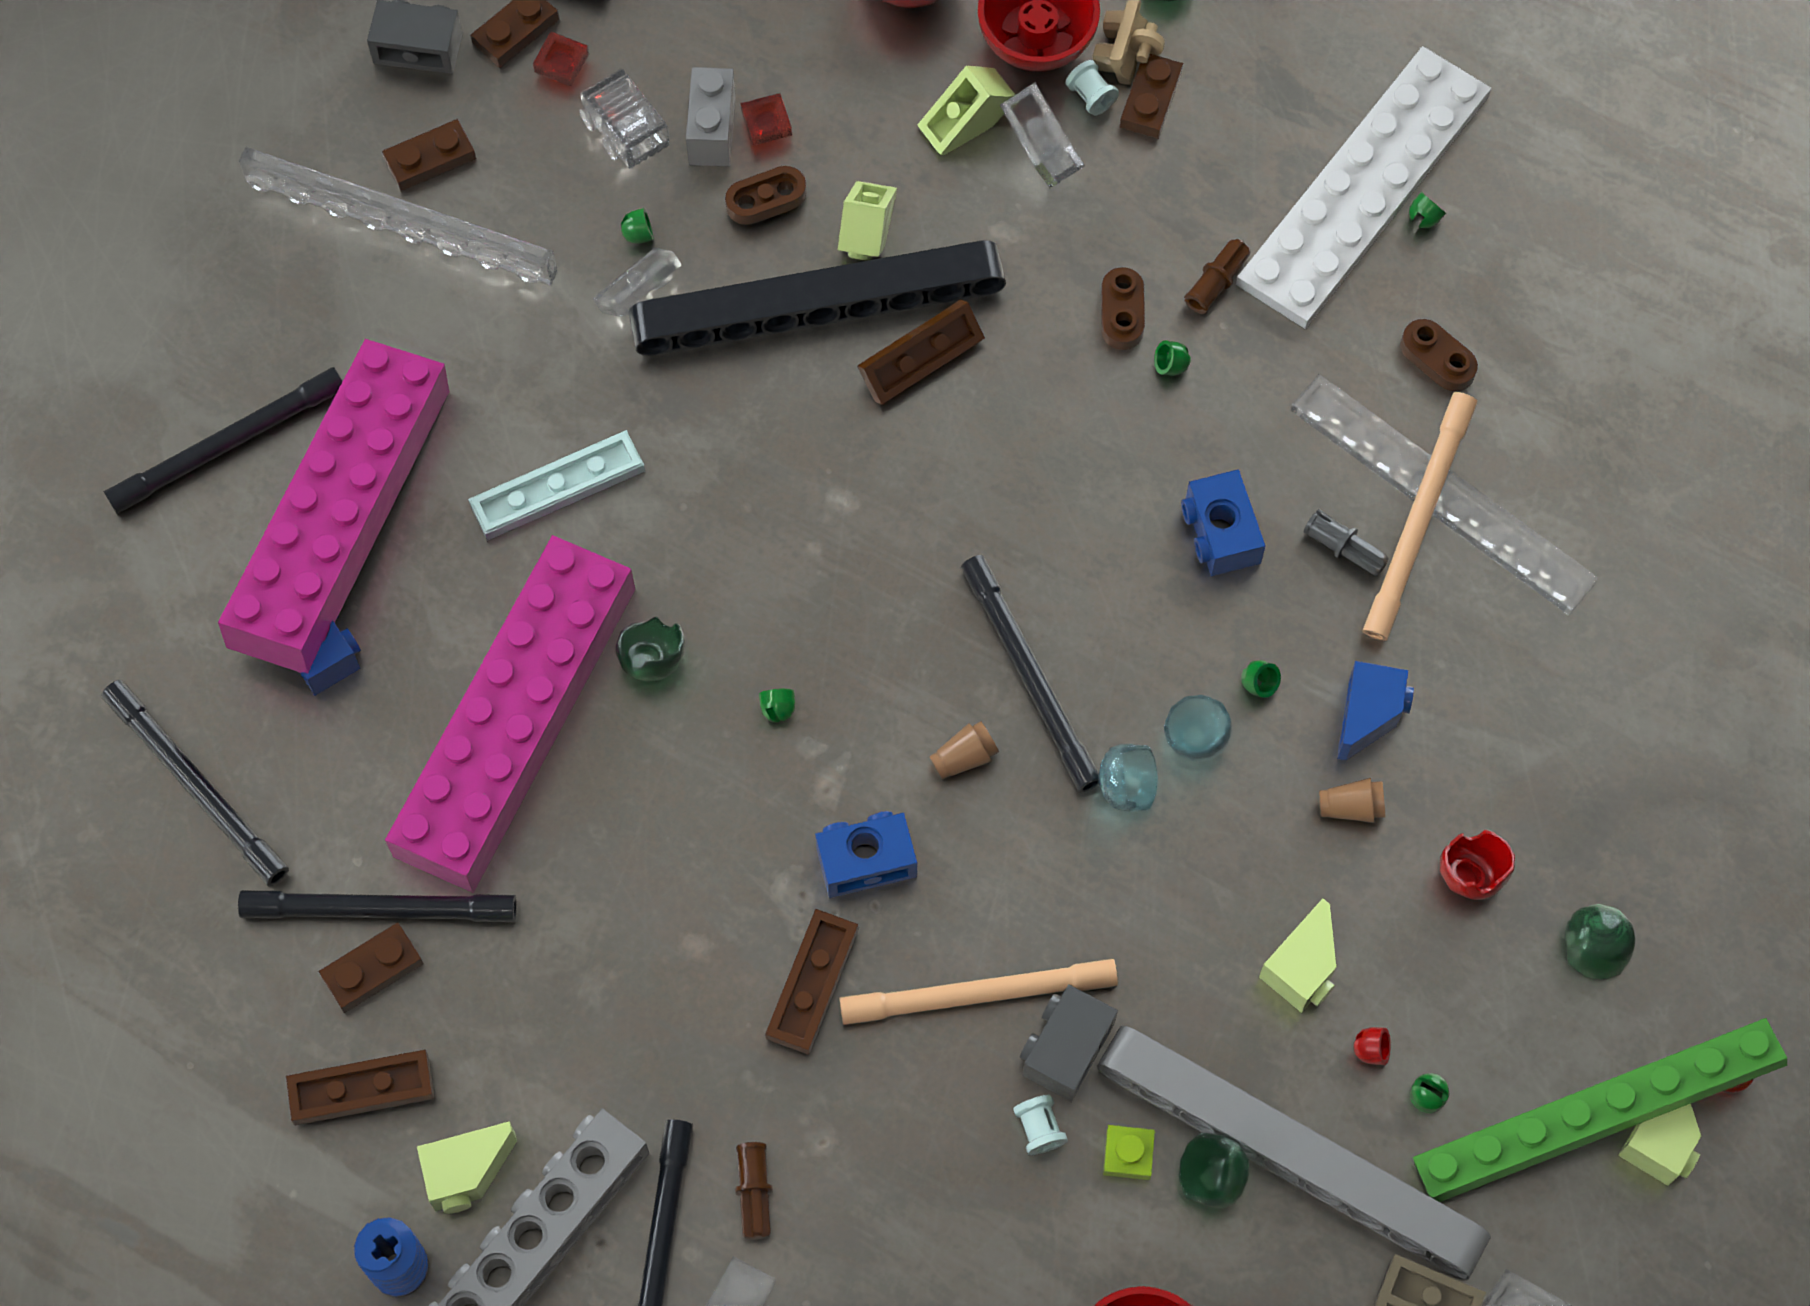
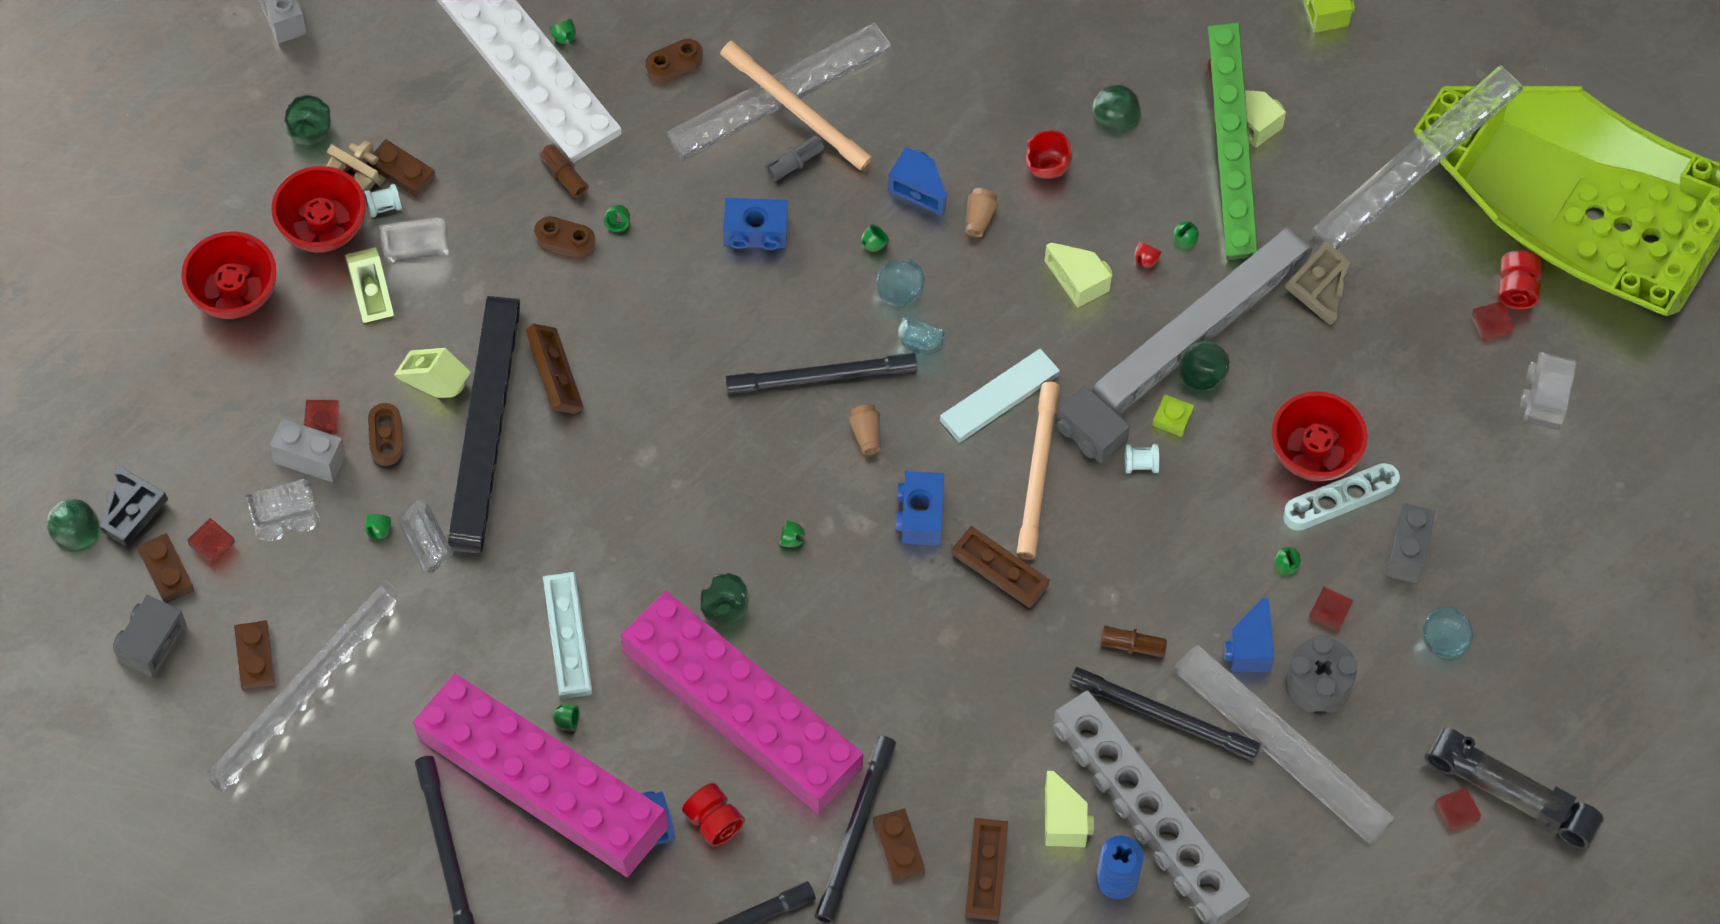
camera: 75 degrees left, 5 degrees down
(344, 724) = (710, 810): none -> red wheel
(439, 518) = (566, 717): none -> green hinge
(1079, 909) = (999, 395): none -> light aqua tile

